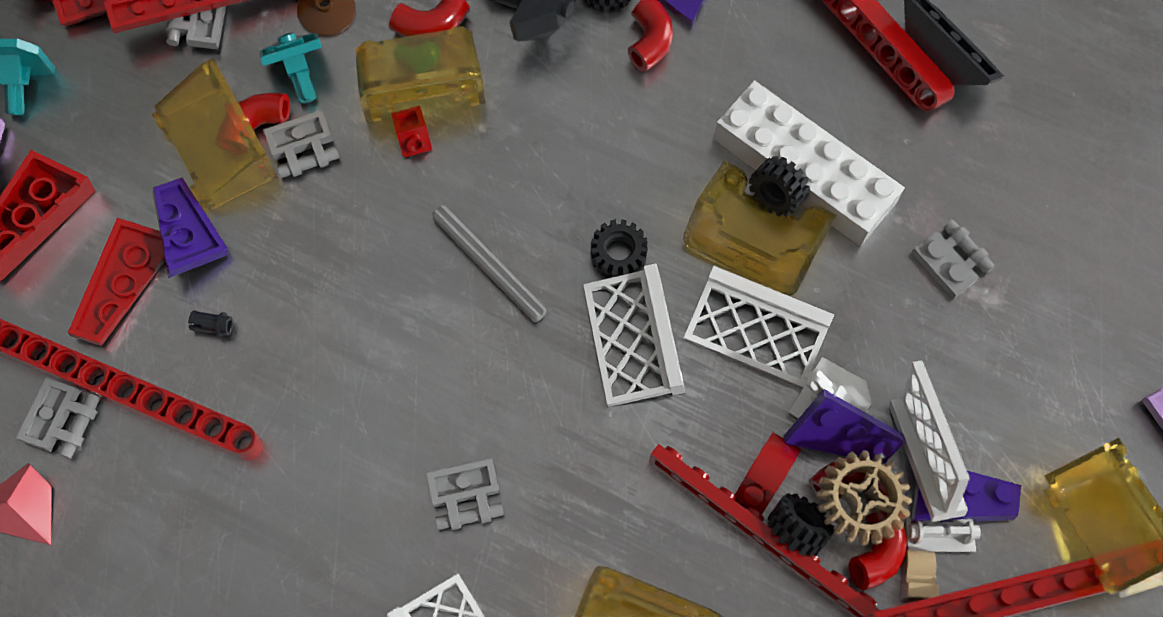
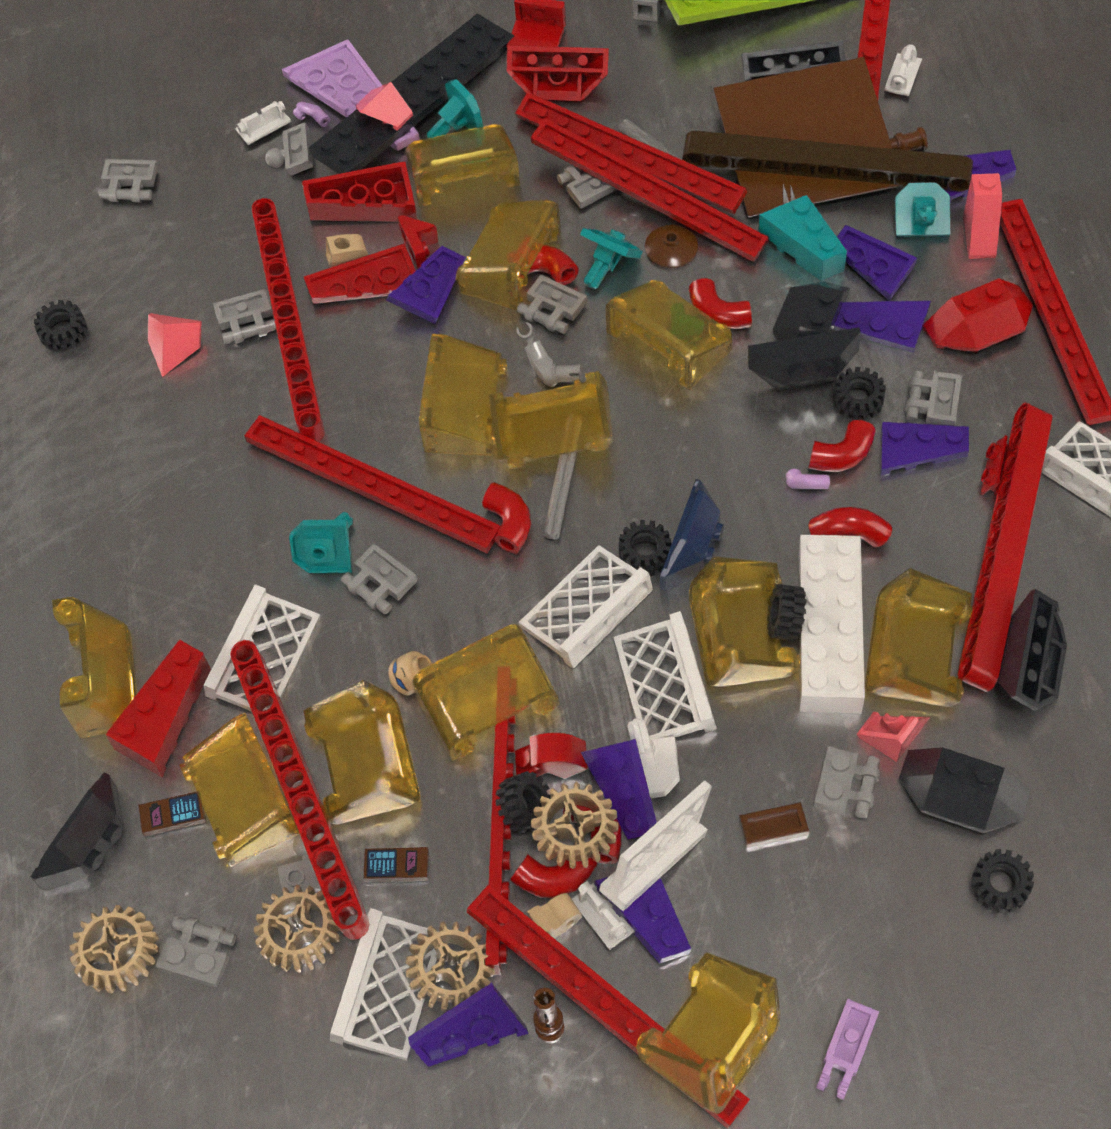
camera: 60 degrees right, 10 degrees down
(70, 102) = (459, 158): none -> clear yellow windscreen
(71, 275) = (344, 248): none -> tan leg
(119, 201) = (417, 237): none -> red slope
(211, 323) = (380, 353): black pin -> none
(337, 286) = (456, 399): none -> clear yellow windscreen
(351, 432) = (373, 483): none -> red plate
(363, 196) = (544, 365): none -> light grey arm
(393, 517) = (323, 545): none -> teal piece
(411, 131) = (619, 358): red bracket -> none
(438, 228) = (552, 421): none -> clear yellow windscreen
(496, 330) = (514, 515): none -> red cylinder
(592, 533) = (404, 669): none -> tan head
(640, 202) = (693, 540): none -> dark blue wedge
(659, 81) = (806, 481): none -> lavender arm
(666, 484) = (482, 688): none -> clear yellow windscreen
(729, 81) = (852, 522): none -> red cylinder
(867, 117) = (916, 640): none -> clear yellow windscreen
(937, 190) = (891, 733): none -> coral slope
(951, 340) = (774, 825): none -> reddish brown tile
(1020, 184) = (963, 789): none -> black wedge
(1126, 199) = (994, 898): none -> black tyre

